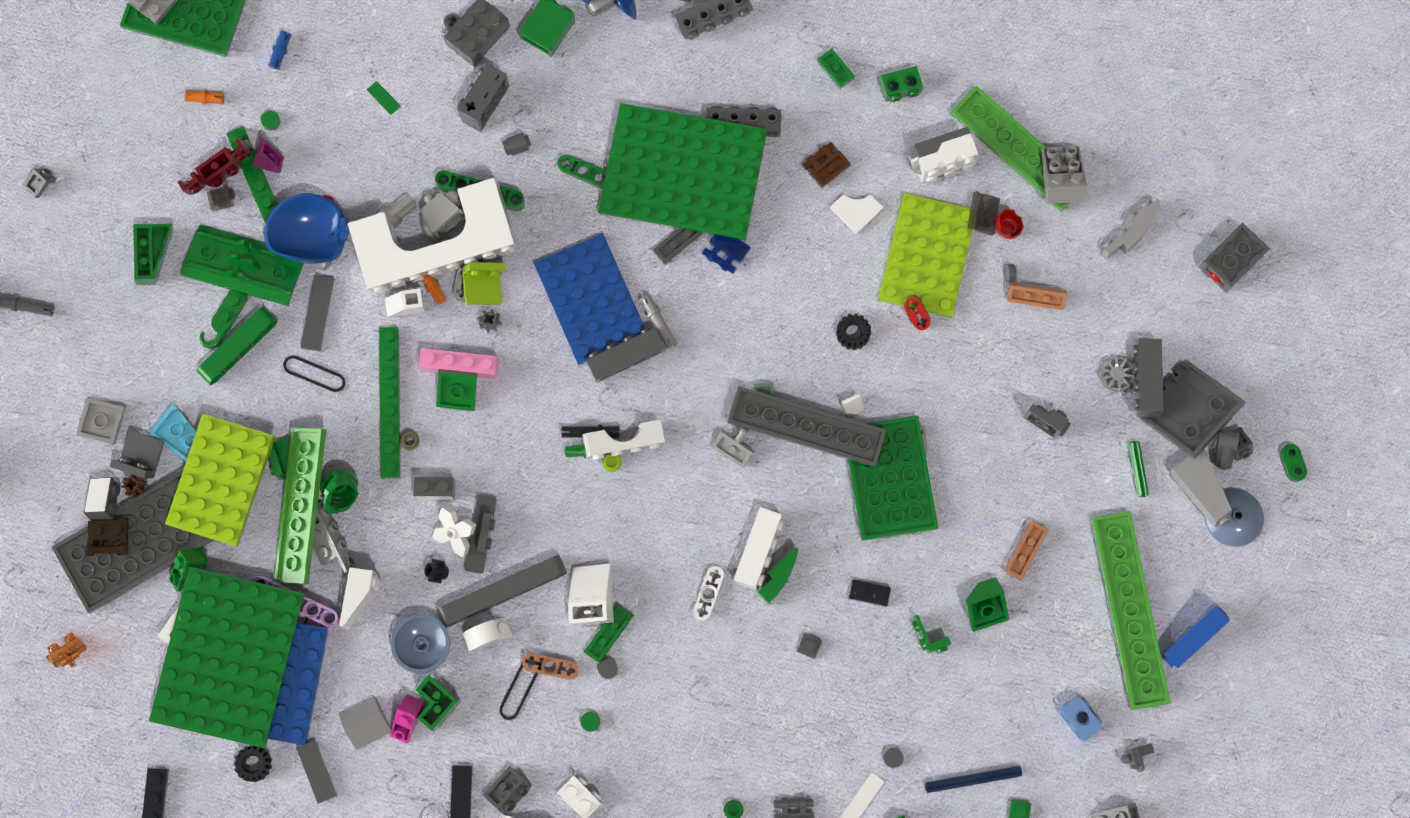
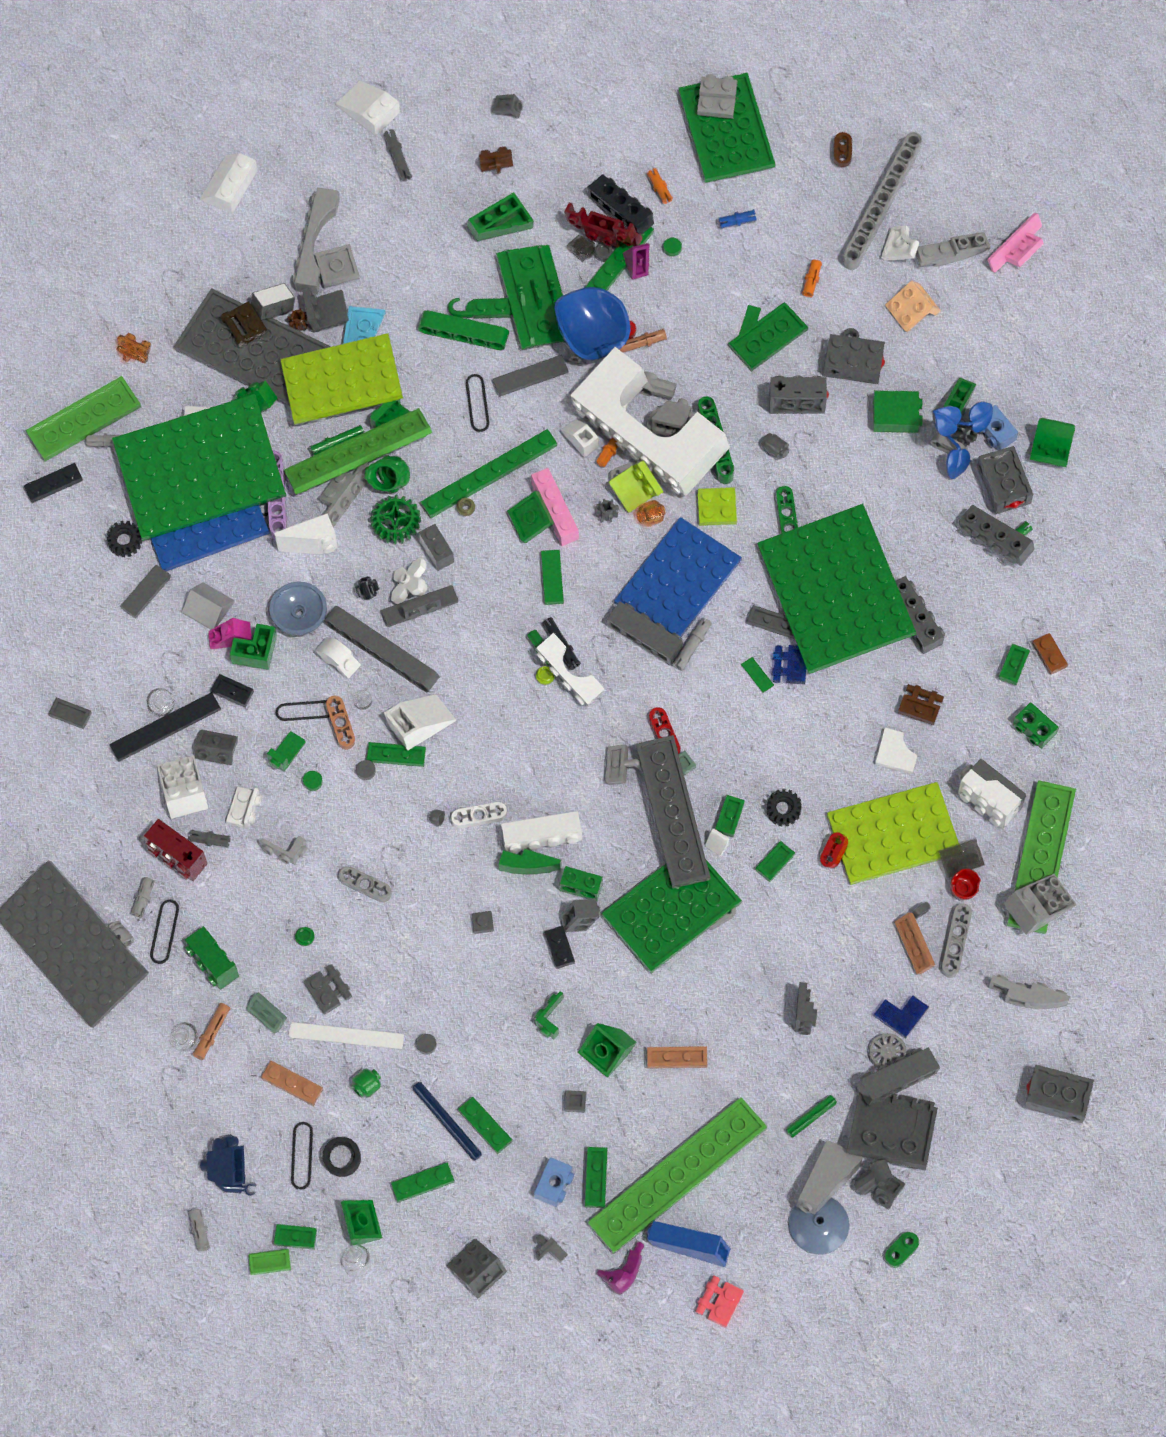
camera: 60 degrees right, 10 degrees down
(36, 400) = (324, 208): none -> light grey arch
(88, 222) = (495, 160): none -> reddish brown hips
(108, 736) = (83, 418): none -> bright green plate
(141, 730) = (100, 440): none -> light grey axle
(213, 143) = (620, 204): none -> black brick
(237, 182) = (603, 252): none -> dark grey tile
(275, 517) = (330, 442): none -> green pin
(350, 181) = (644, 340): none -> nougat pin
(377, 21) = (812, 278): none -> orange pin
(380, 516) = (380, 517): none -> green gear
(407, 90) = (768, 336): none -> green tile
(462, 746) = (232, 690): none -> black plate
(515, 285) = (650, 513): none -> clear orange head
(522, 404) = (552, 577): none -> green tile
(541, 226) = (717, 506): none -> lime plate
(549, 730) = (286, 751): none -> green bracket
(650, 770) = (297, 850): none -> light grey bracket
(689, 631) = (437, 817): none -> dark grey hinge
(713, 384) = (664, 719): none -> red beam
(716, 721) = (351, 884): none -> light grey beam
(717, 283) = (757, 674): none -> green sticker
(825, 542) = (581, 883): none -> green brick
(835, 381) = (730, 815): none -> green plate
(842, 34) = (1050, 653): none -> dark orange plate
(857, 559) = (580, 915): none -> dark grey brick
(896, 367) = (775, 861): none -> green tile
(995, 748) = (485, 1125): none -> green plate
(1018, 659) = (575, 1101): none -> dark grey plate
(1054, 258) = (956, 940): none -> light grey beam
(1095, 680) = (596, 1177): none -> green plate
(1096, 345) = (902, 1020): none -> clear blue plate
(1198, 710) = (622, 1279): none -> magenta animal
(1262, 635) = (725, 1304): none -> coral plate

